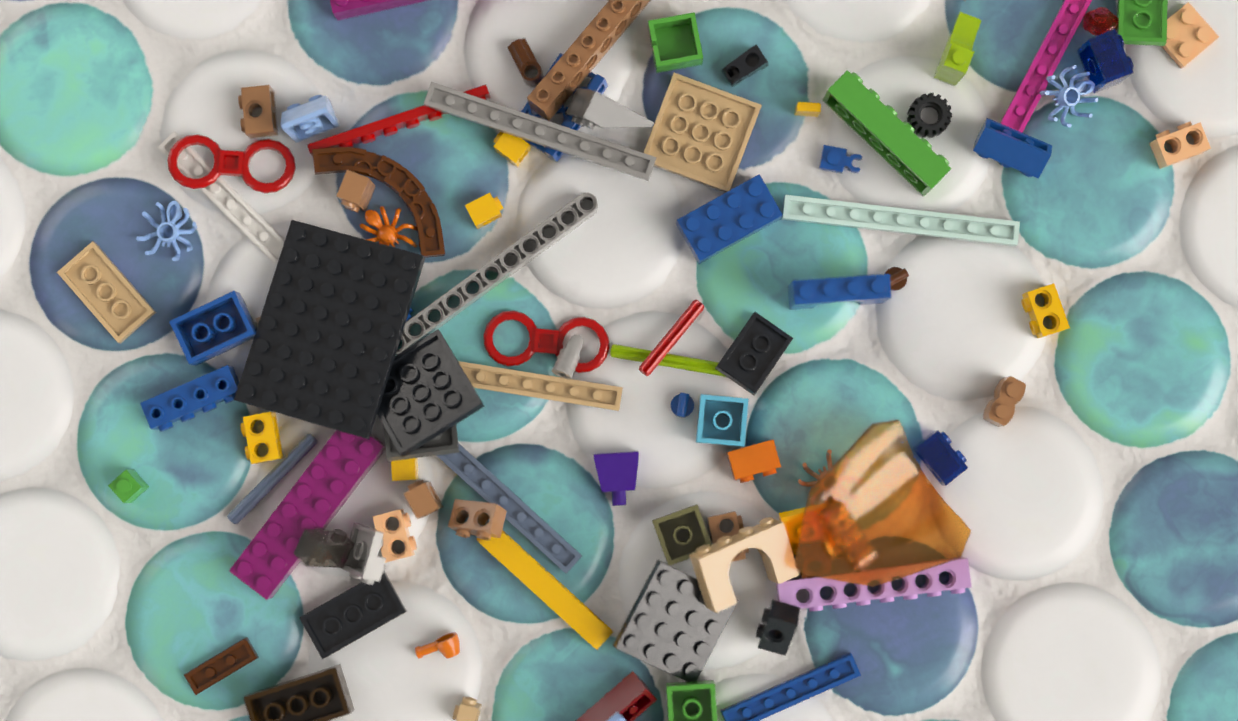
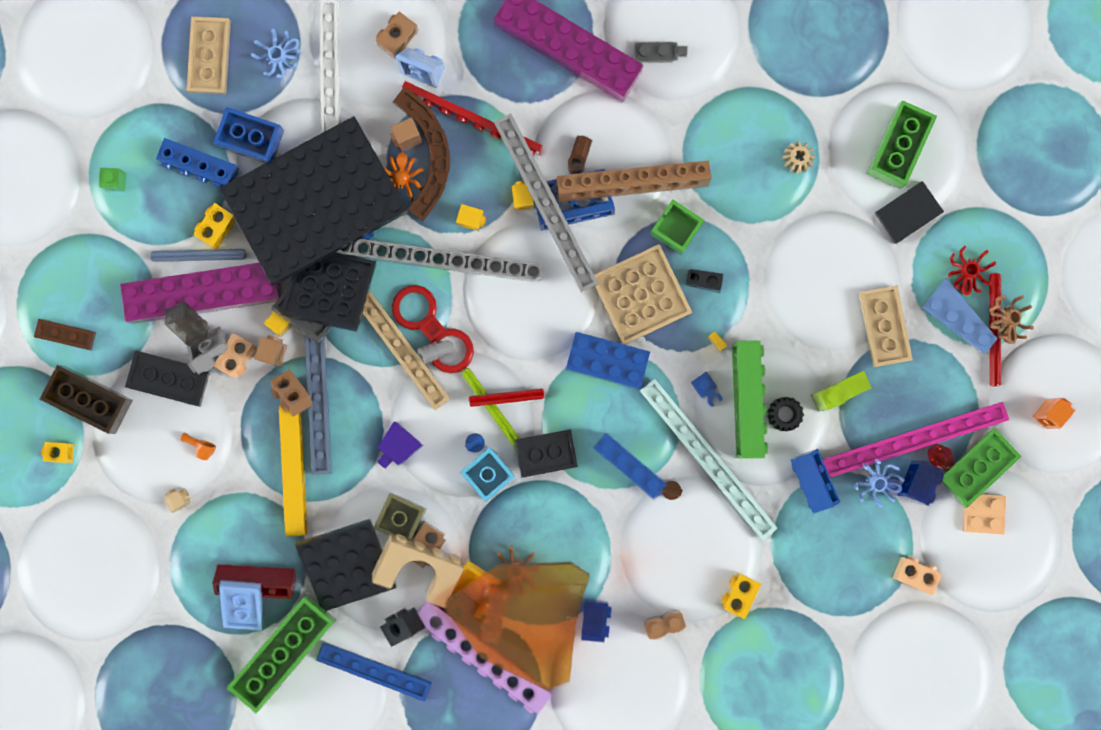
camera: 40 degrees right, 0 degrees up
(231, 163) = (351, 49): red bar -> none
(594, 109) = (588, 221): slope -> none
(754, 460) = (484, 515): orange brick -> none

